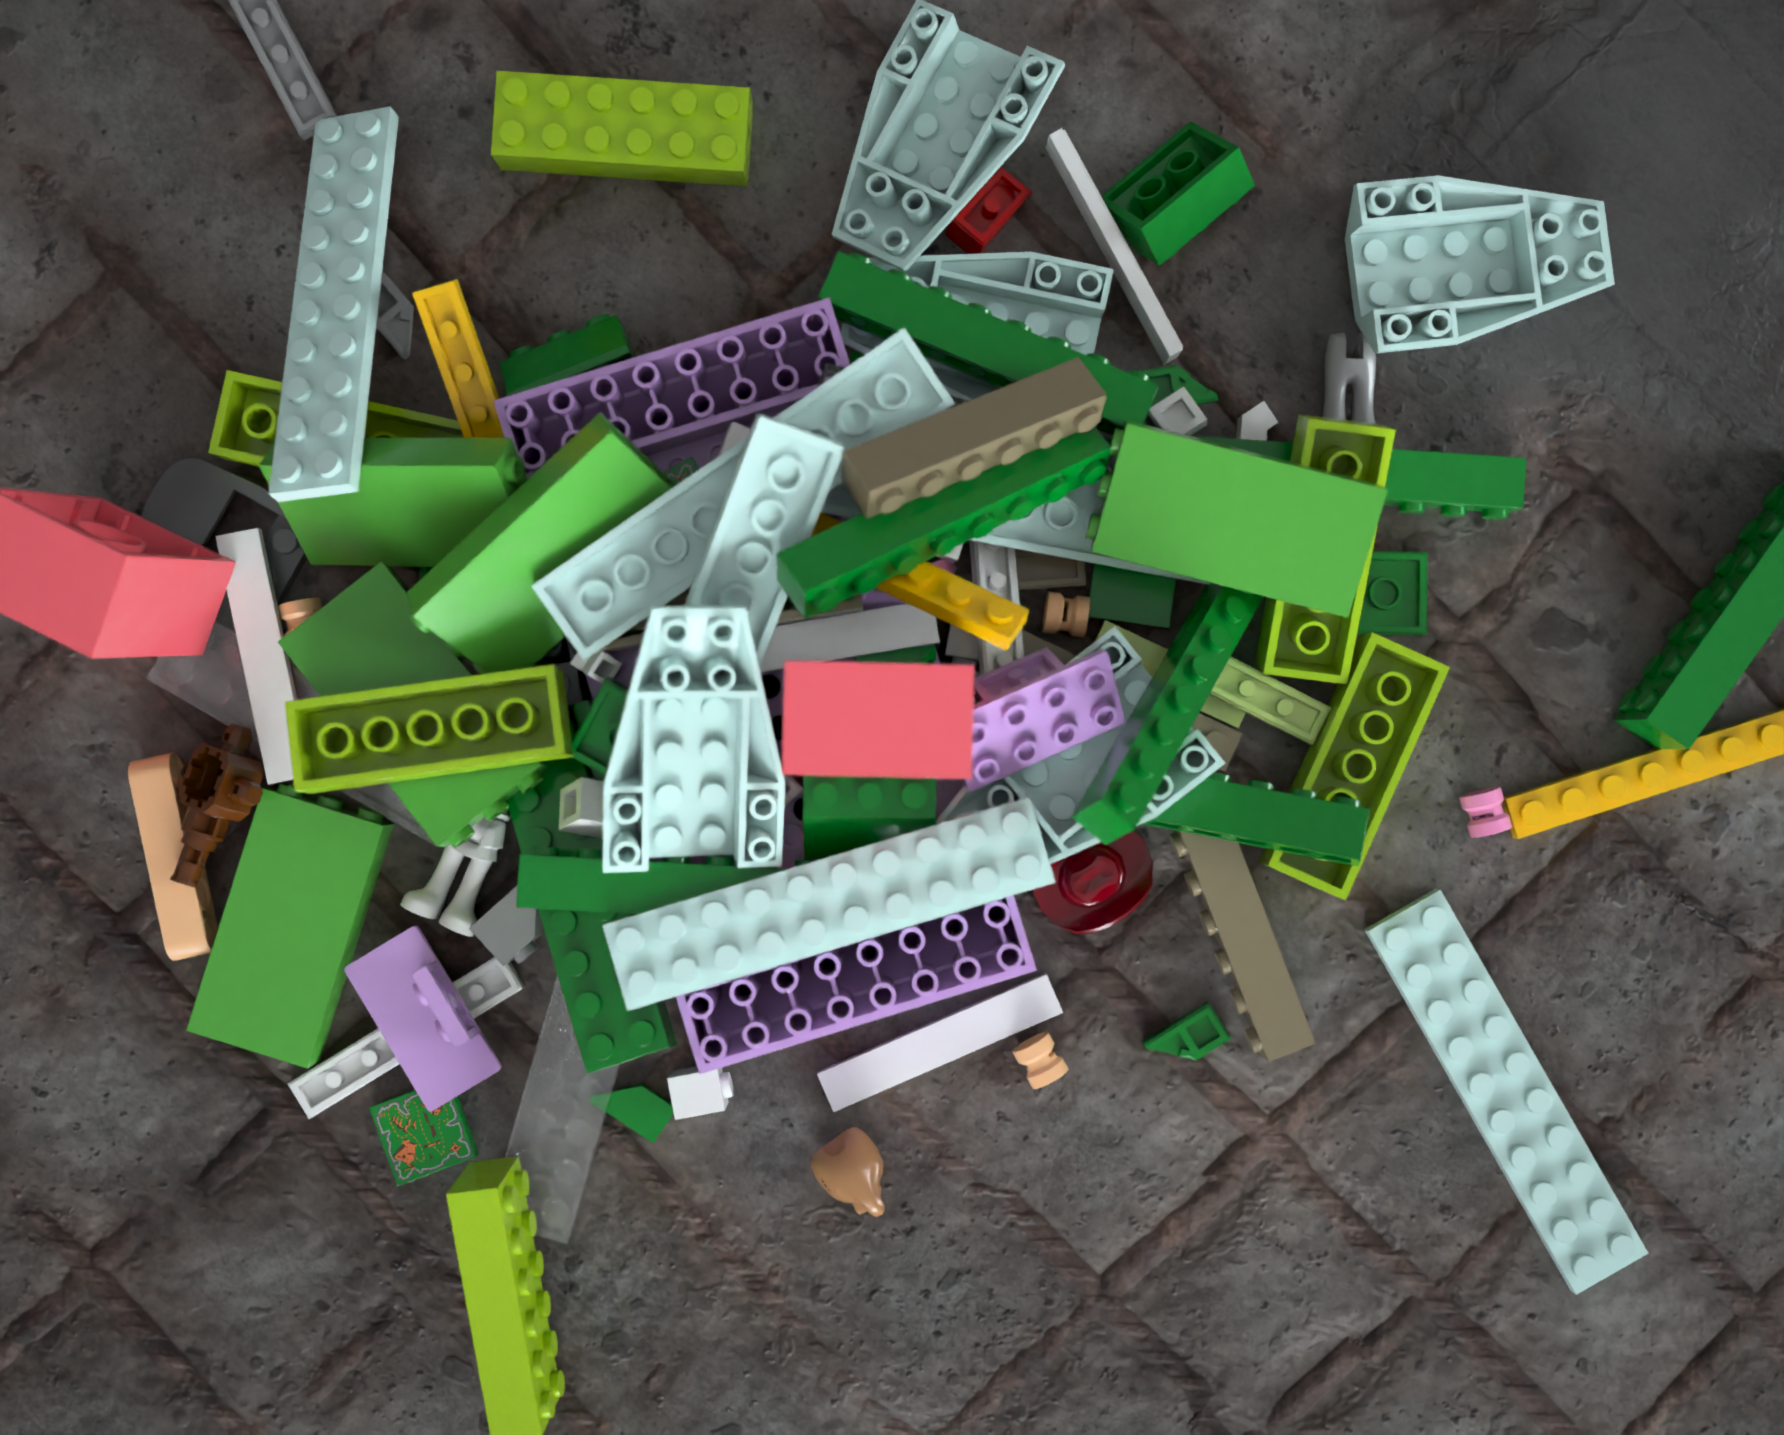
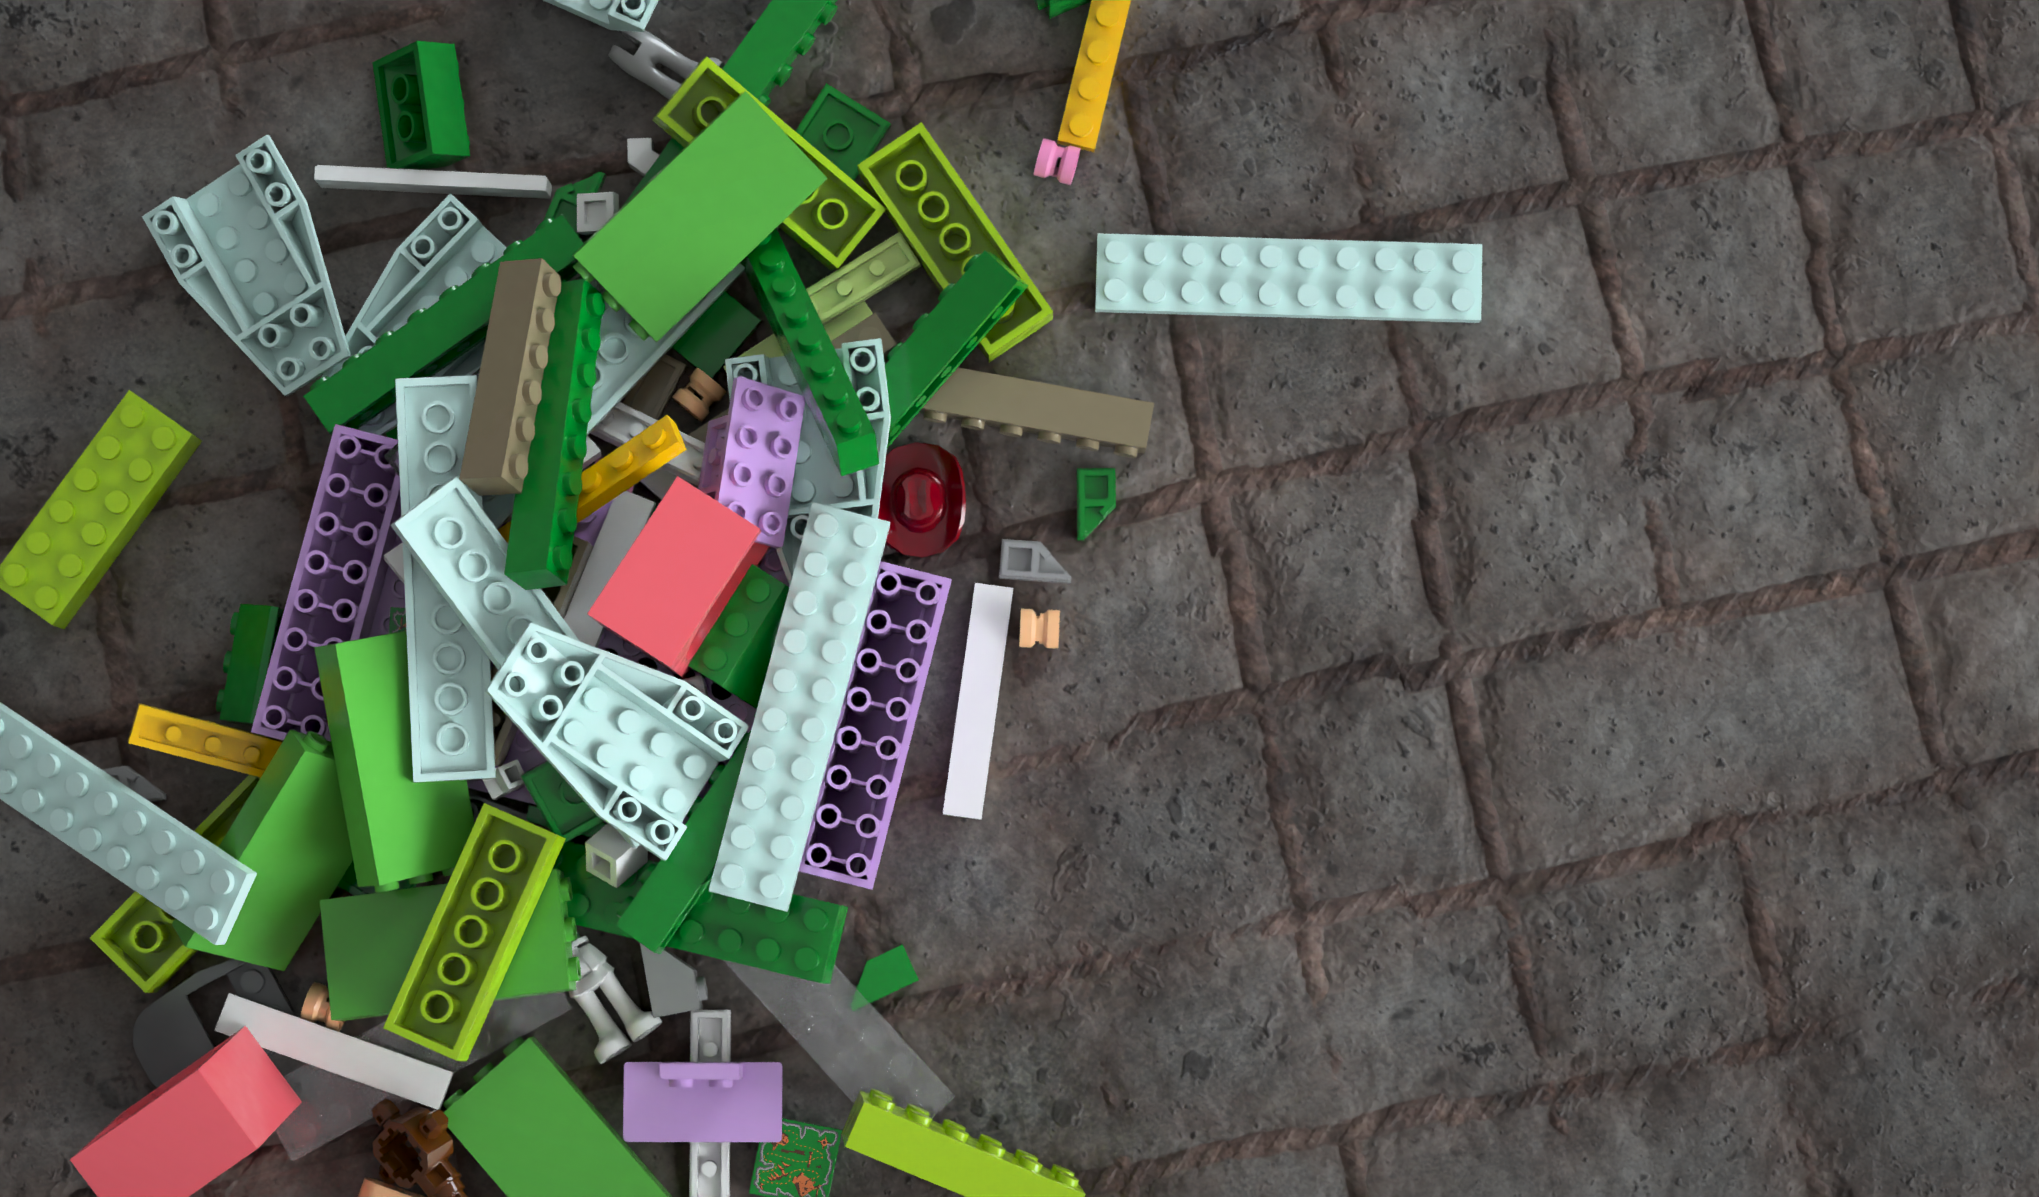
camera: 60 degrees left, 5 degrees down
(698, 1093) = (897, 914): white brick -> none
(851, 1171) = (1032, 830): medium nougat piece -> none
(987, 212) = (344, 264): red slope -> none
(1095, 1011) = (1030, 562): none -> light grey tile

